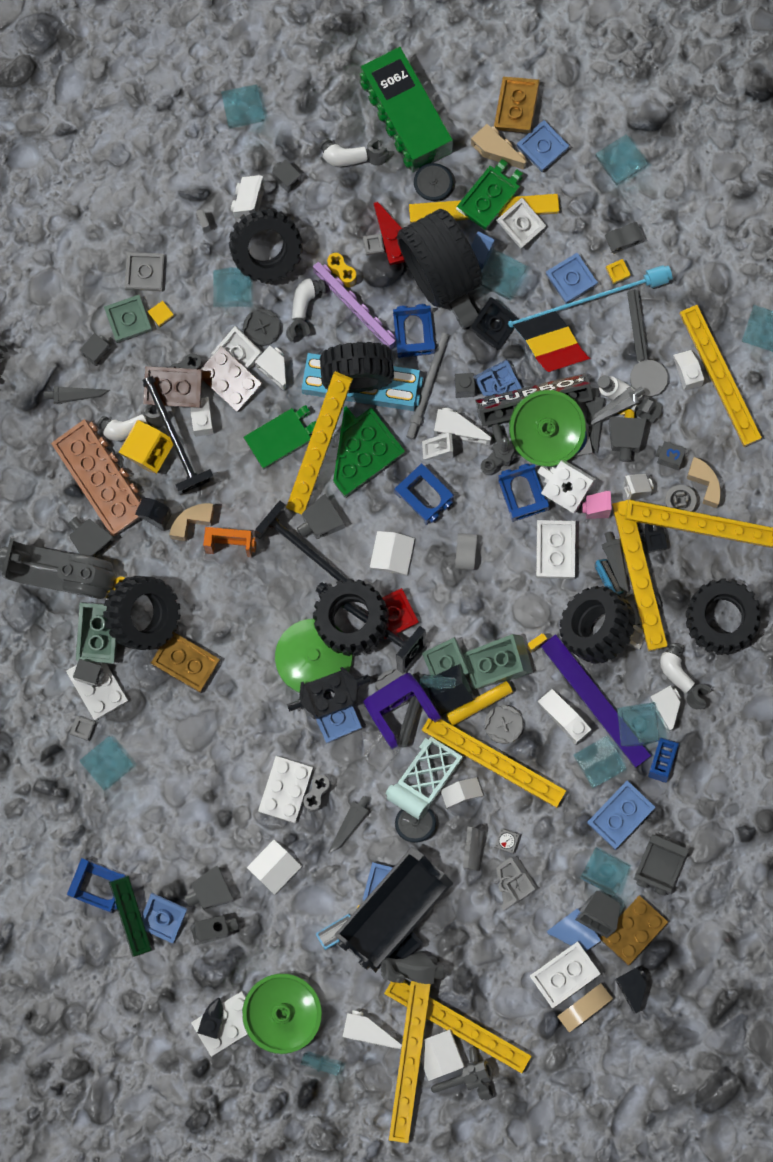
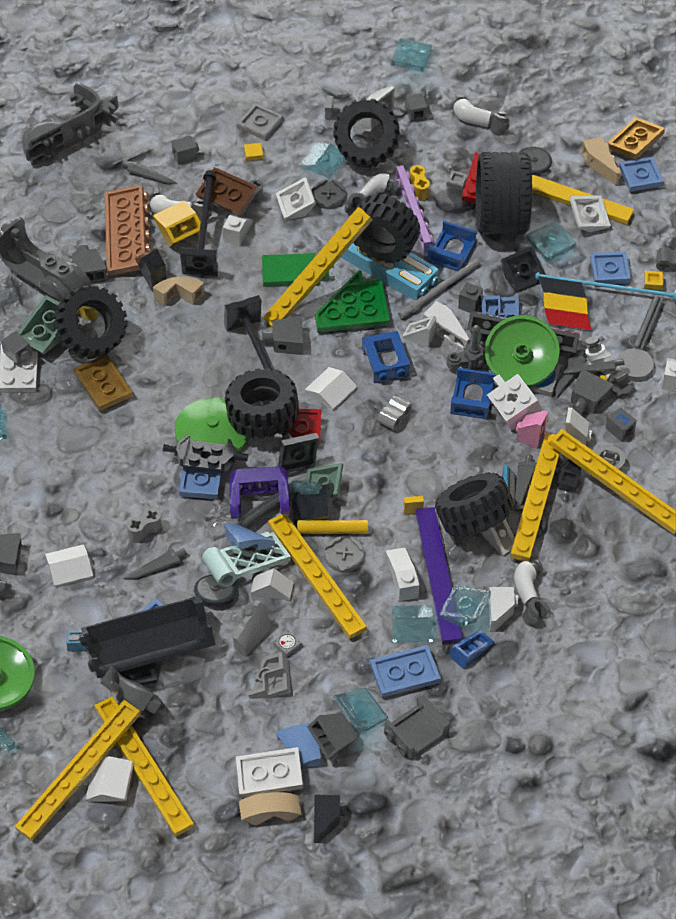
camera: 25 degrees right, 25 degrees down
(127, 318) = (224, 142): sand green plate -> none
(228, 536) = (199, 309): orange panel -> none
(230, 379) = (278, 213): plate -> none
(273, 366) = (319, 219): white slope -> none
(285, 789) = (113, 514): white plate -> none
(365, 1030) = (54, 724): white slope -> none
(405, 109) = (540, 101): green brick -> none
(414, 759) = (244, 537): none -> medium blue slope
(463, 311) = (502, 247): dark grey axle -> none
(473, 1076) = (128, 809): dark grey piece -> none
(482, 248) = (544, 212): medium blue slope -> none
(490, 195) = (576, 183): green tile -> none
(498, 662) = (371, 501): sand green slope -> none
(555, 549) = (474, 446): white plate -> none
(634, 930) = (358, 771): pearl gold plate -> none
(703, 474) = (641, 450): tan brick -> none
(730, 592) = (589, 578): black tyre -> none

